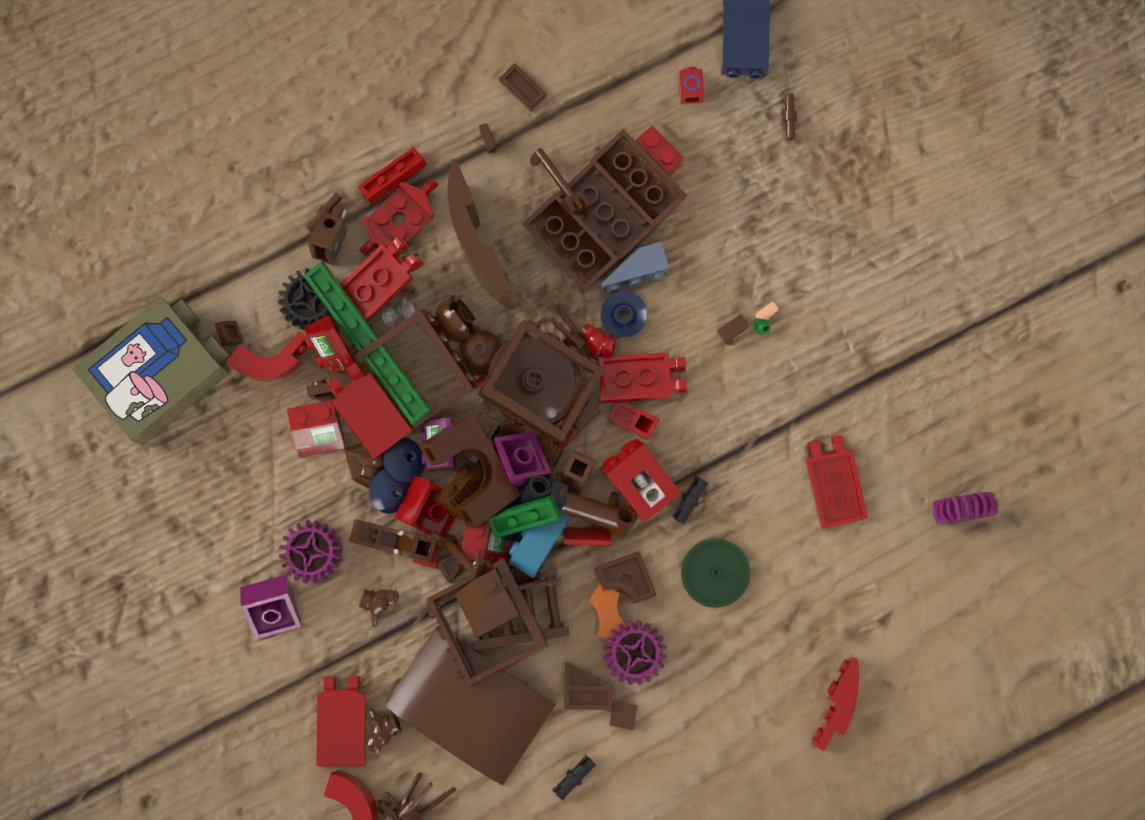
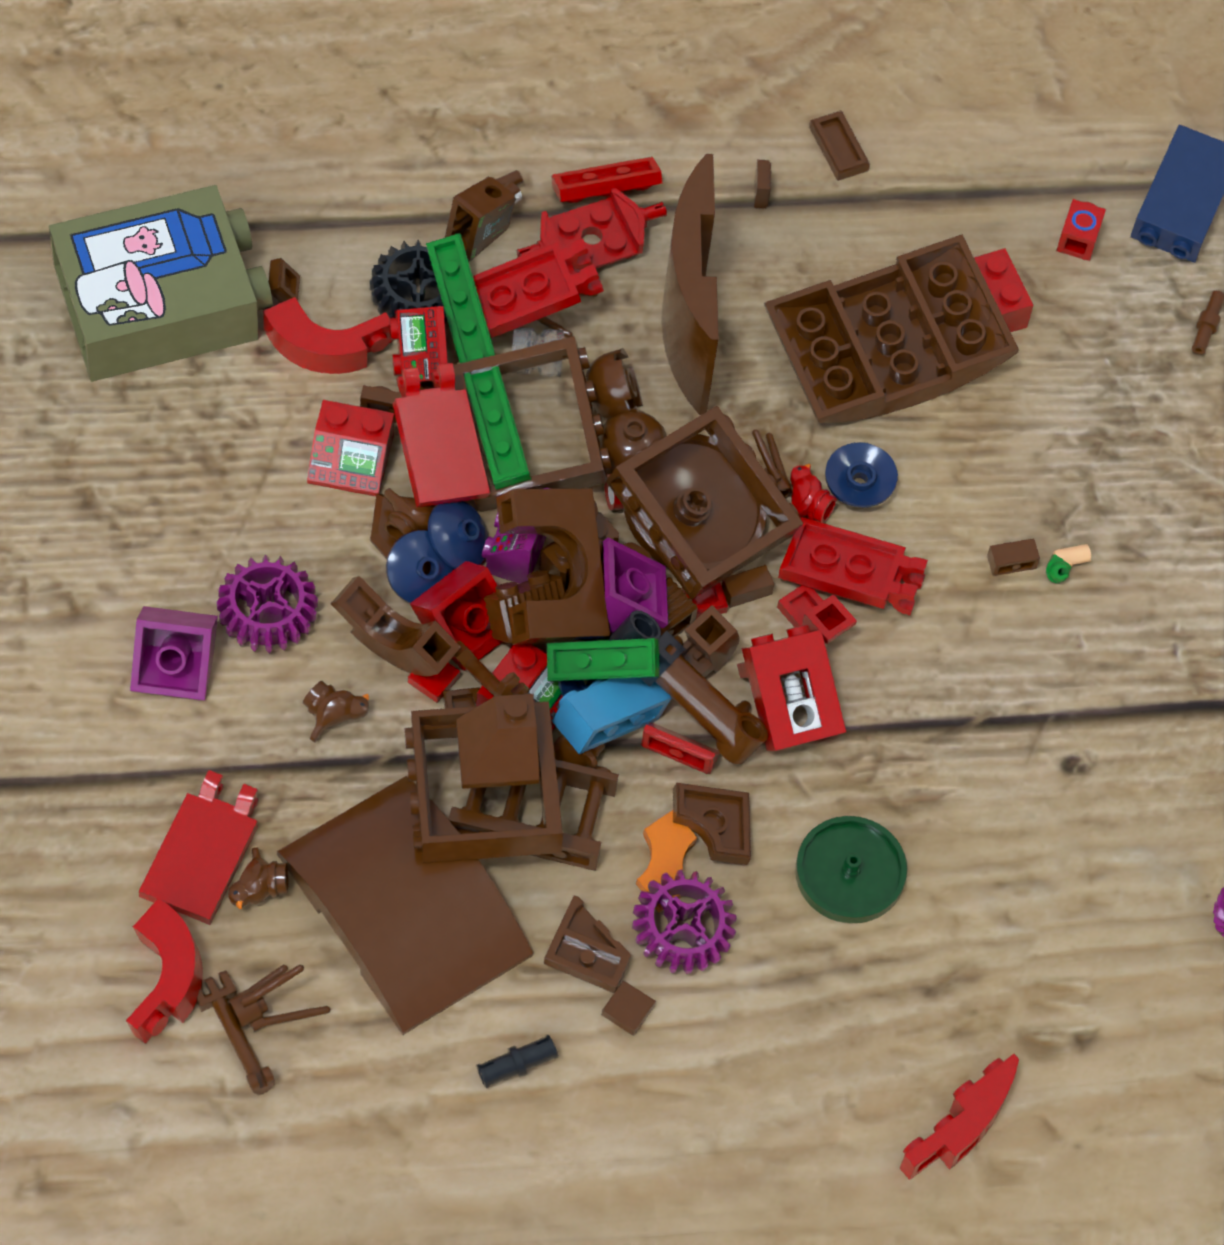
camera: 10 degrees right, 20 degrees down
(571, 201) = (846, 295): reddish brown hinge -> none
(642, 264) = (912, 423): sand blue slope -> none
(690, 500) = (854, 754): black pin -> none
(835, 484) = (1081, 819): red tile -> none

